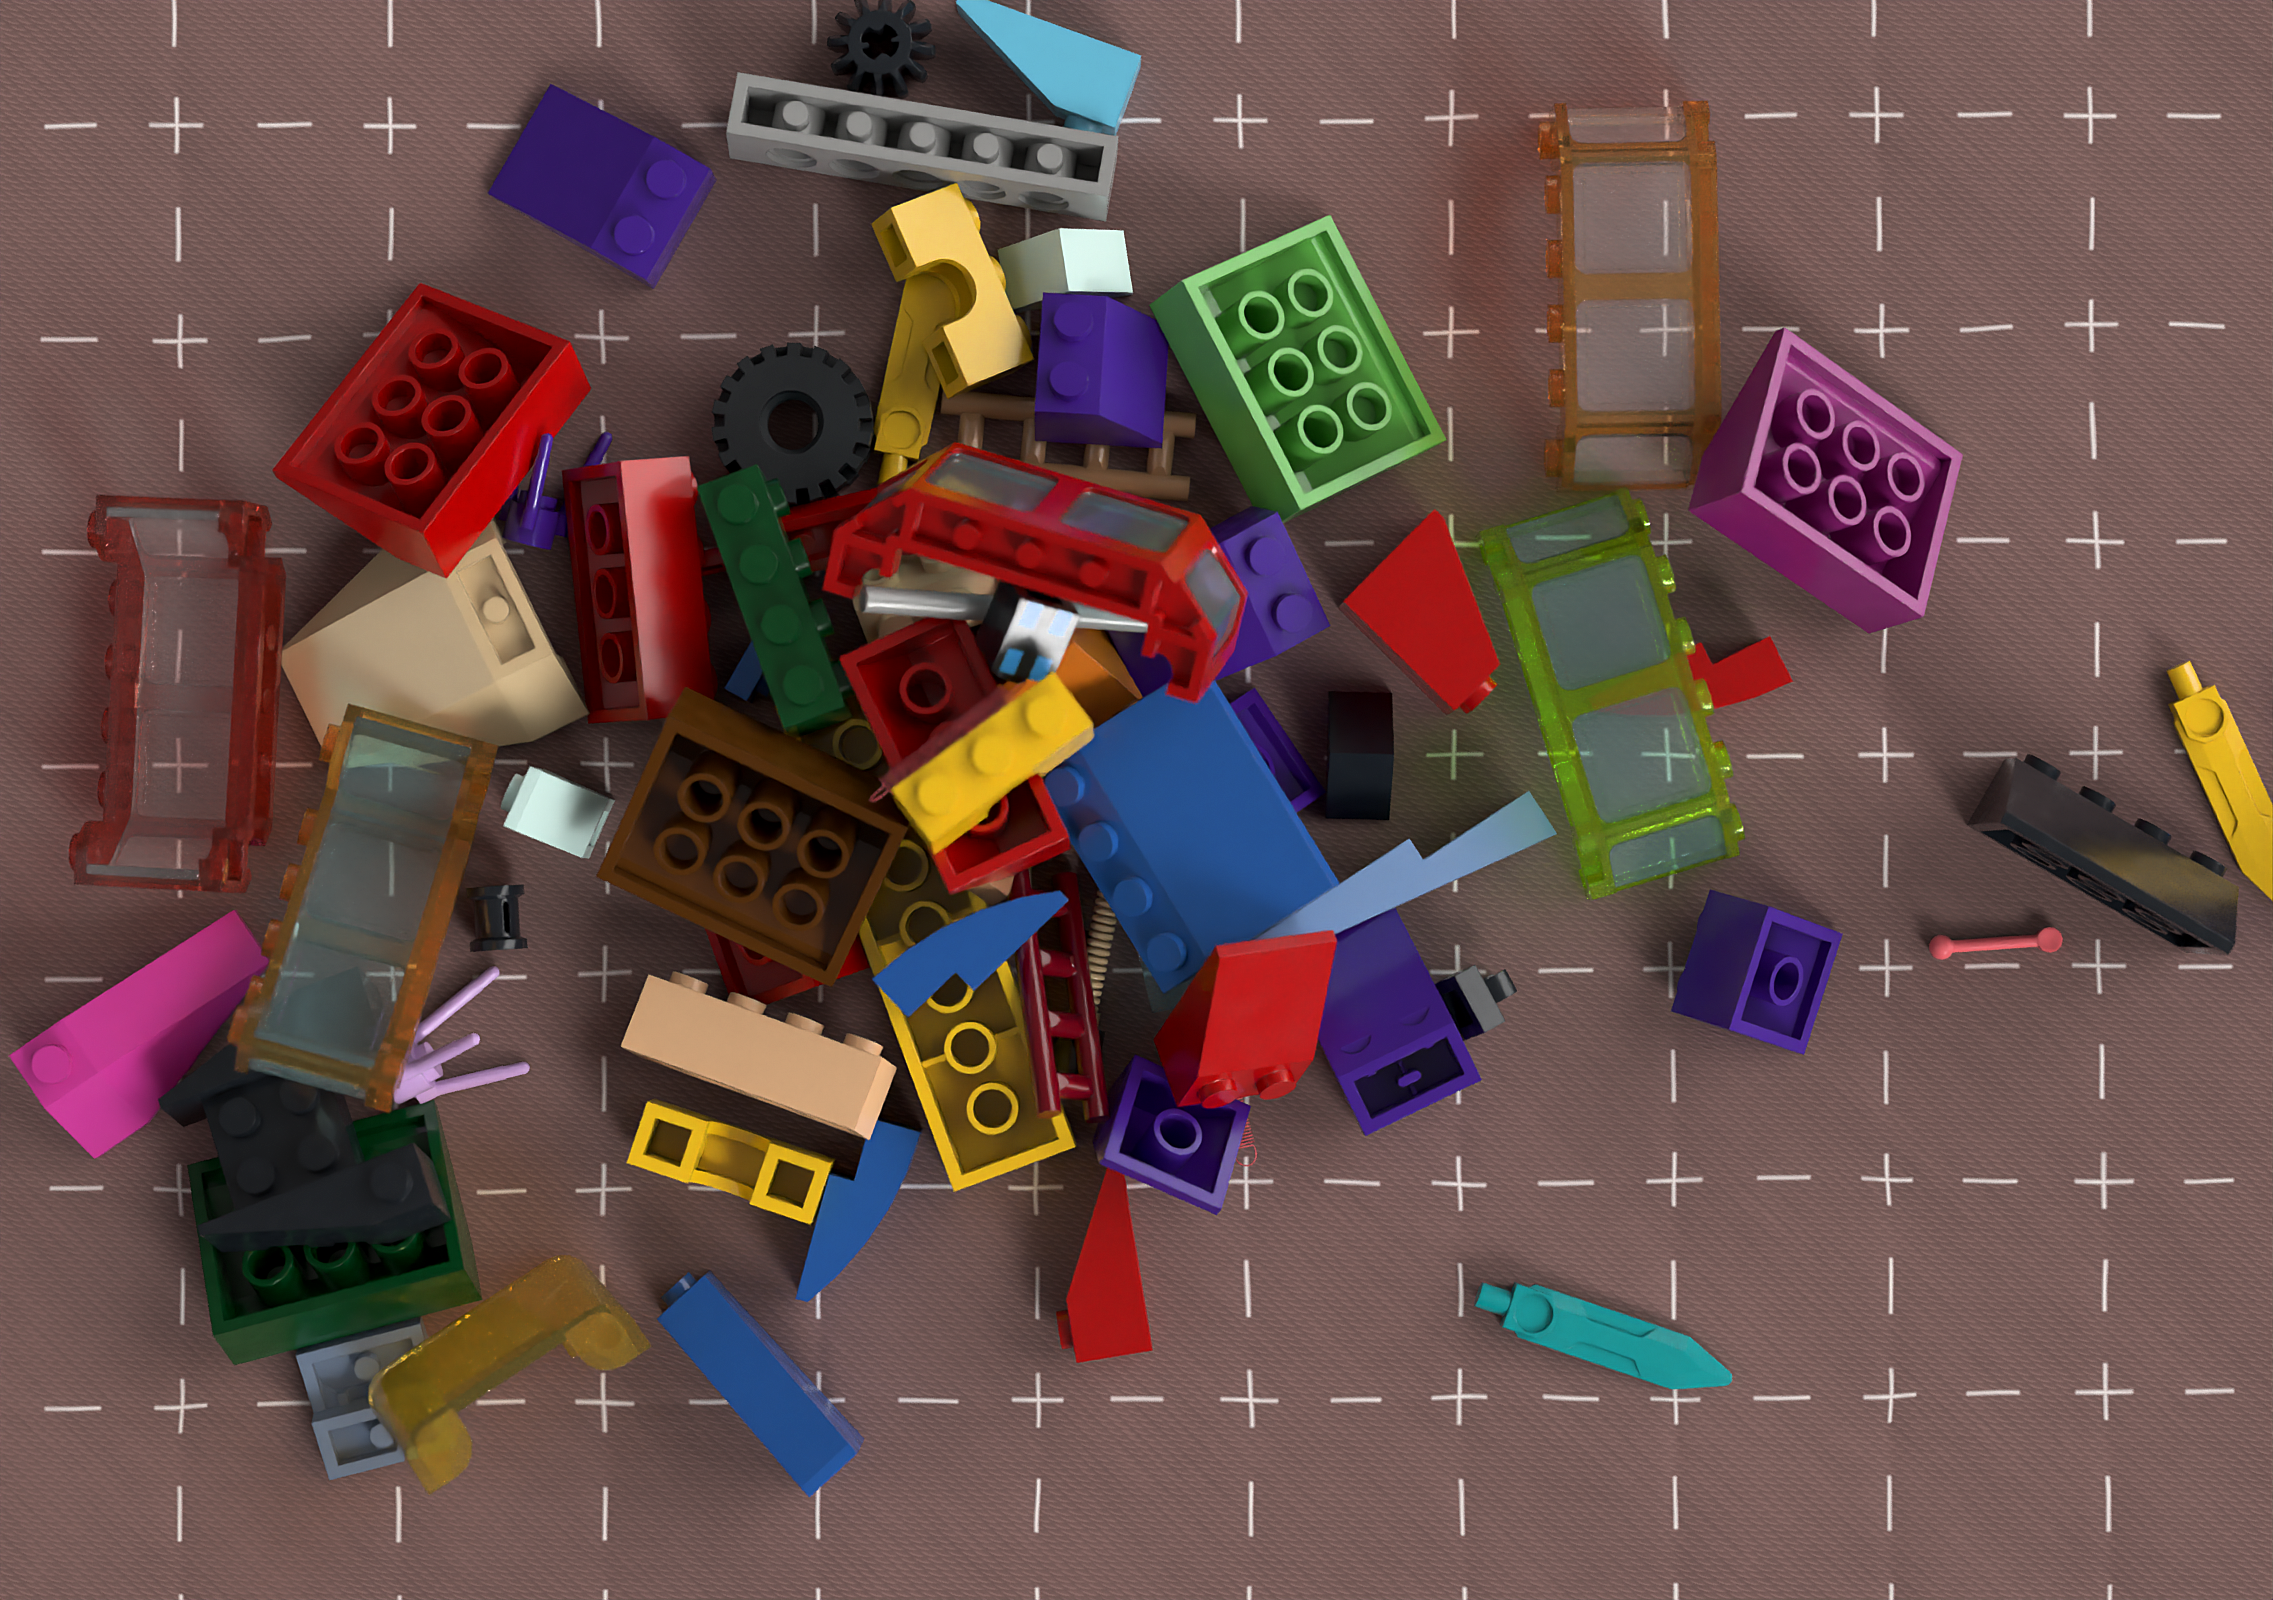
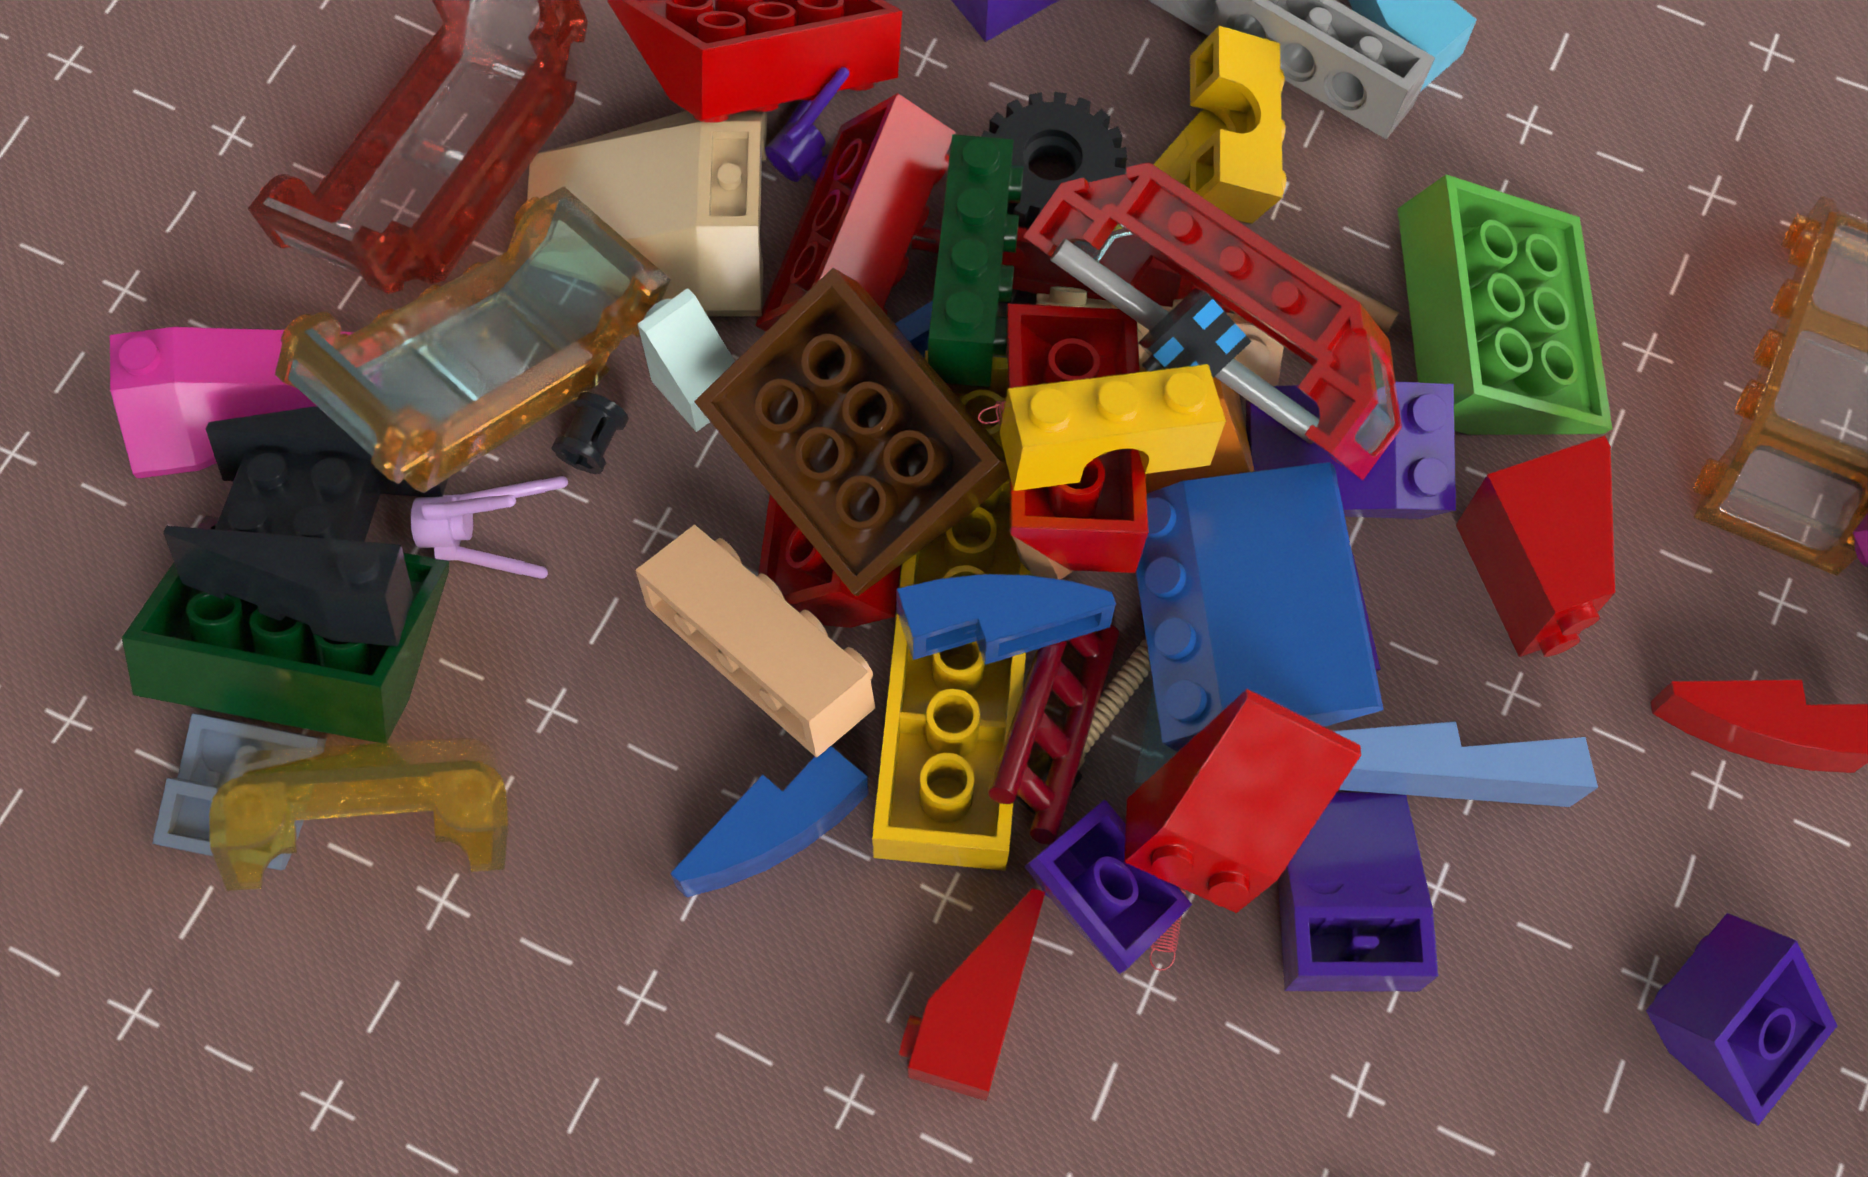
camera: 25 degrees right, 20 degrees down
(731, 1160) = (667, 716): yellow arch -> none
(759, 1381) = (595, 944): blue slope -> none
(1065, 264) = (1338, 157): light aqua slope -> none
(1099, 373) = (1336, 225): dark purple slope -> none
(1359, 755) = (1426, 653): black slope -> none
(1474, 999) = (1457, 909): black tile -> none
(1614, 692) = (1705, 703): windscreen -> none

